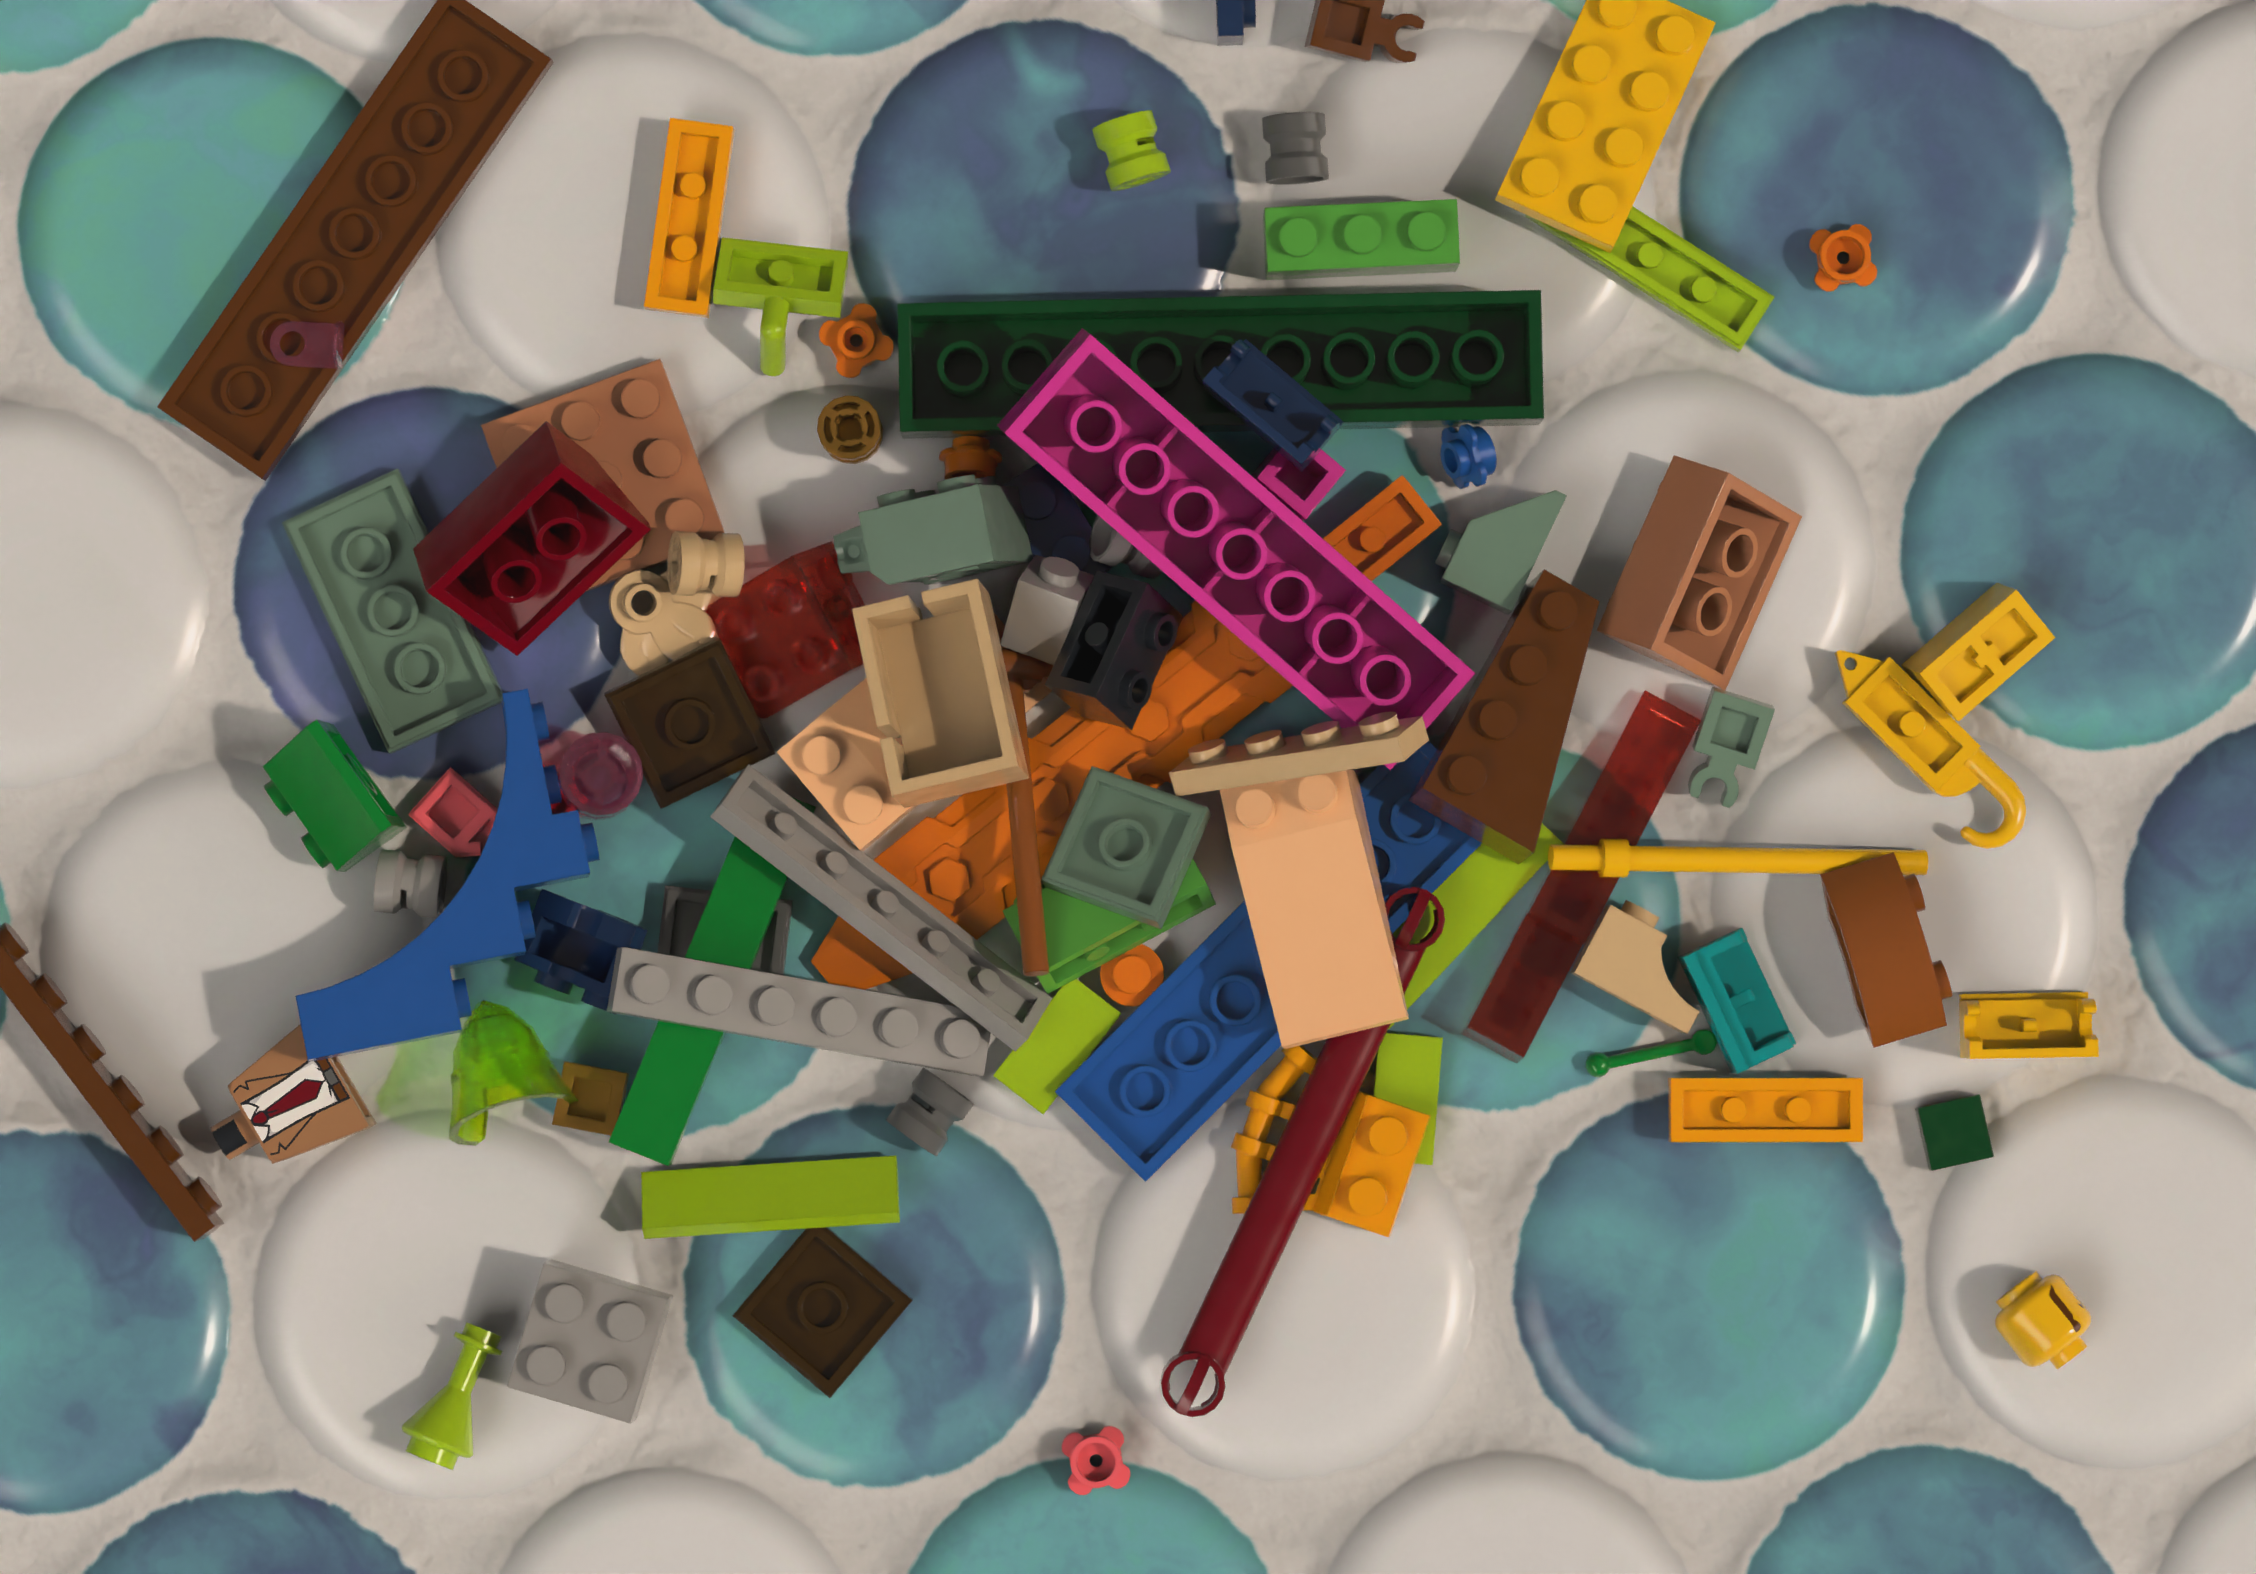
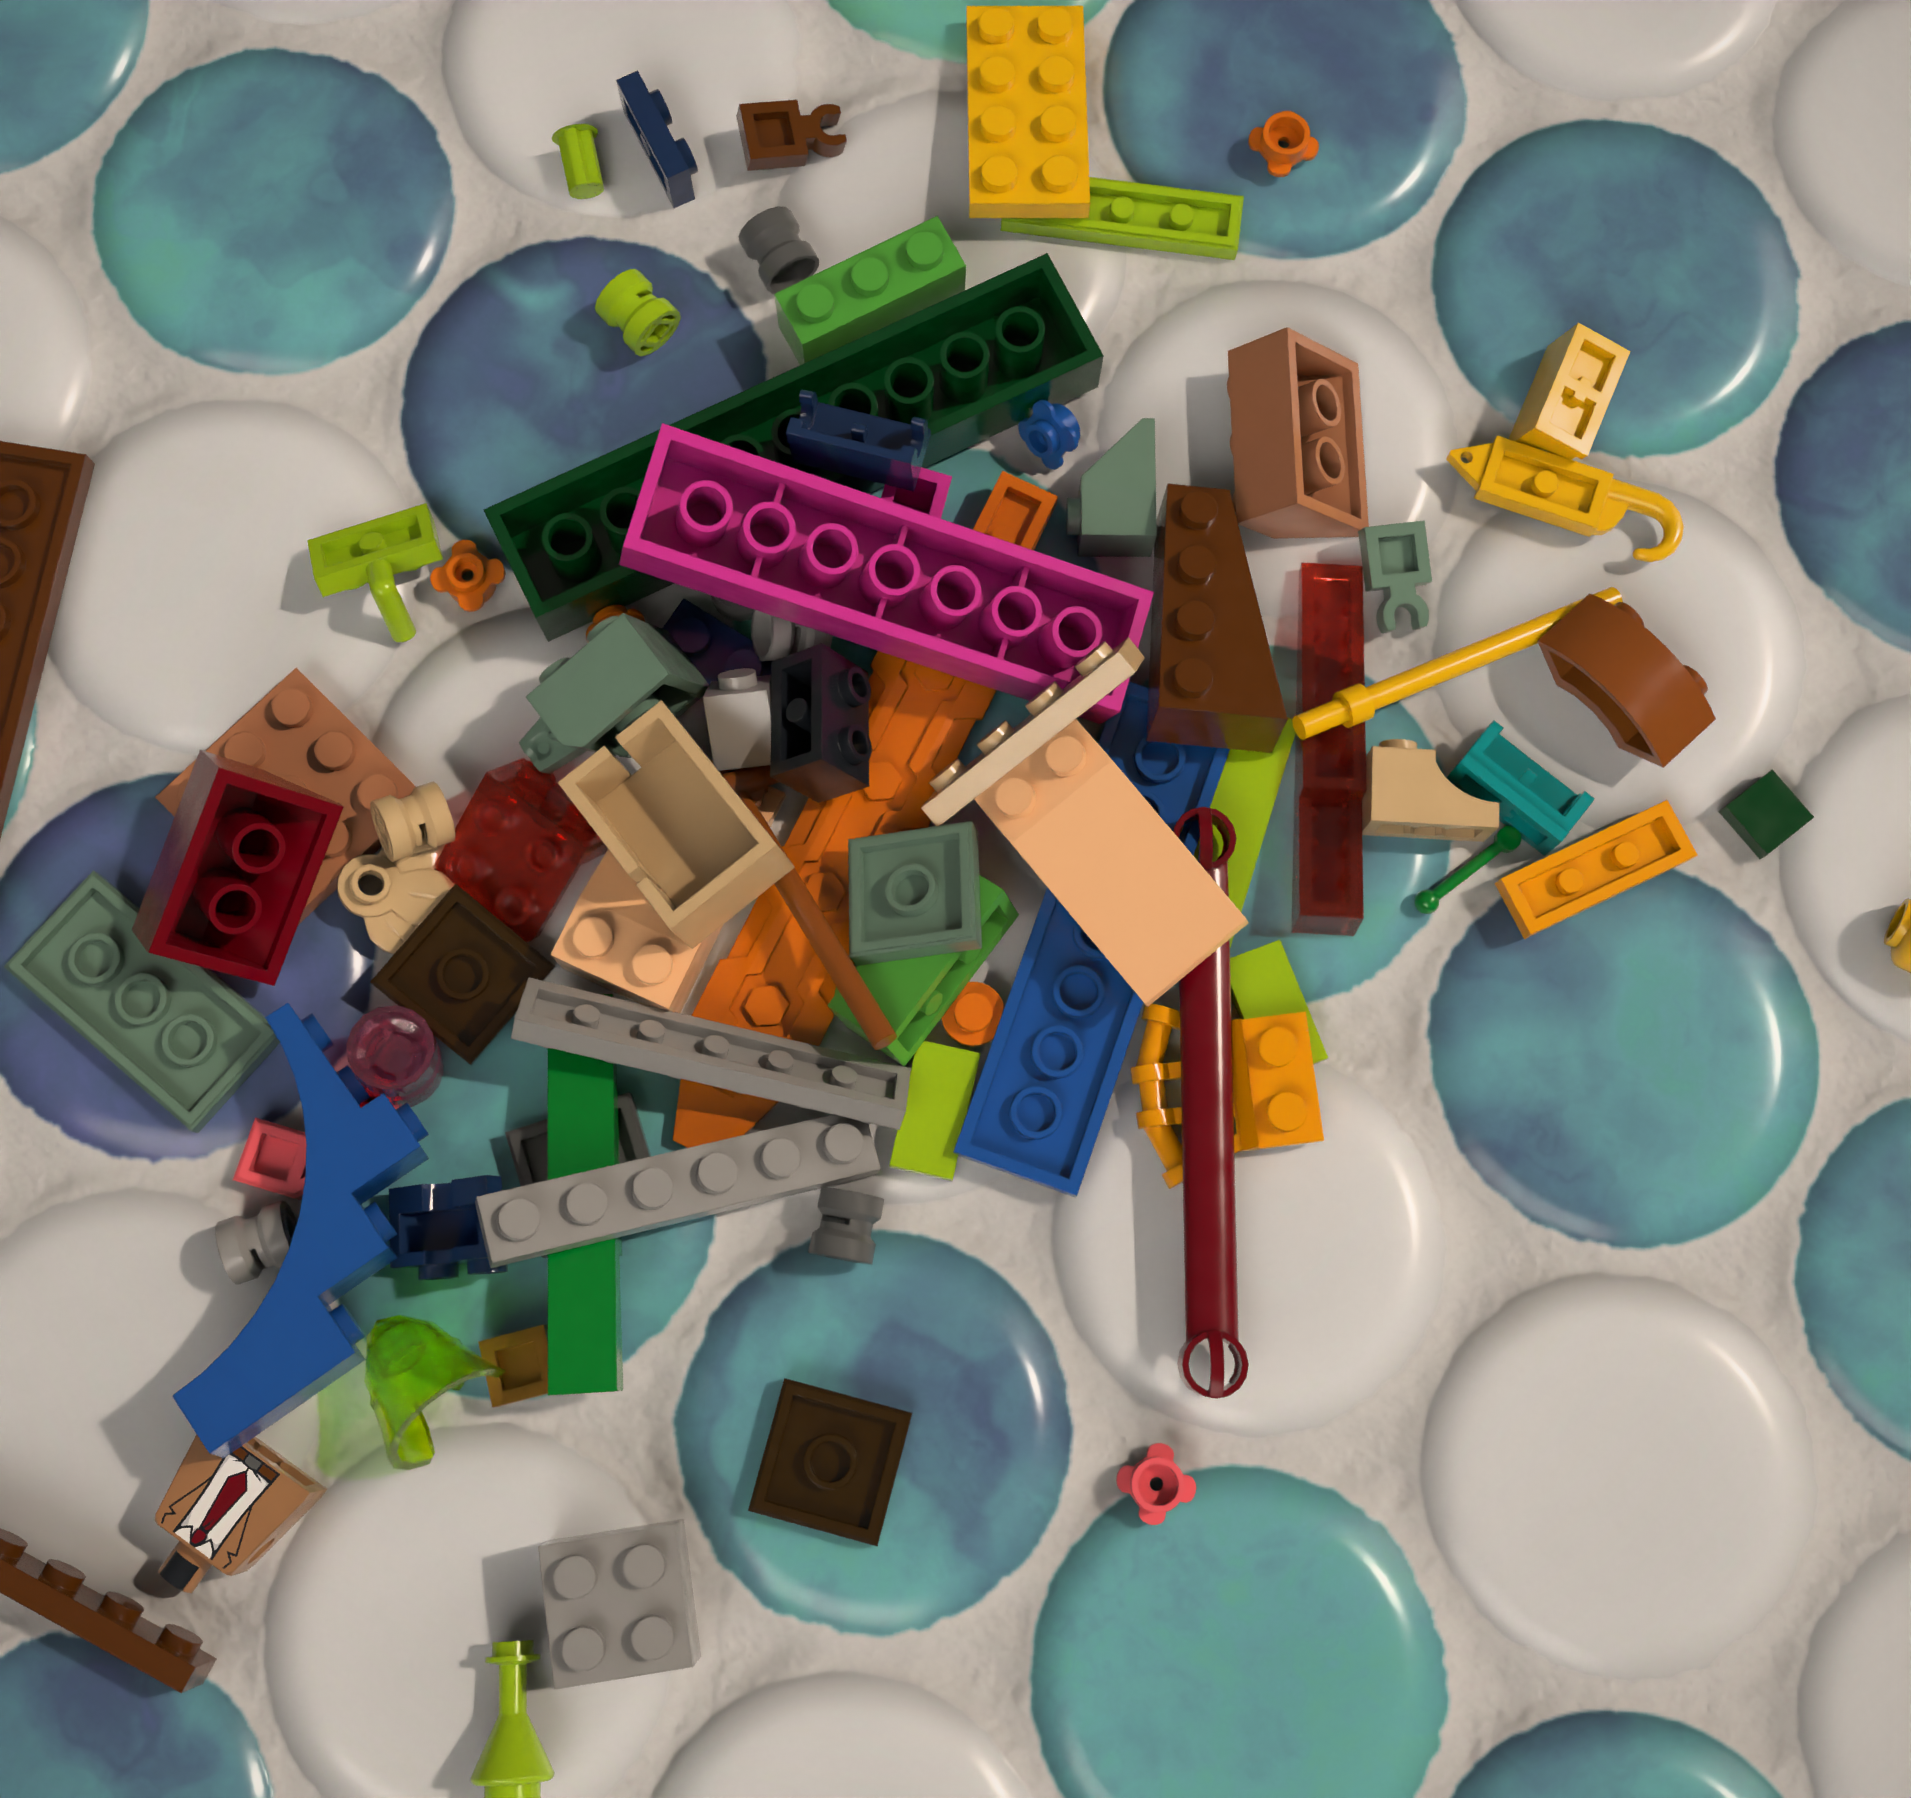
camera: 30 degrees left, 10 degrees down
(331, 796) = (146, 1192): green slope -> none
(689, 217) = (270, 537): light orange plate -> none
(770, 1197) = (731, 1379): lime tile -> none
(857, 437) = (501, 662): pearl gold wheel -> none
(2027, 1025) = (1781, 692): yellow hinge -> none

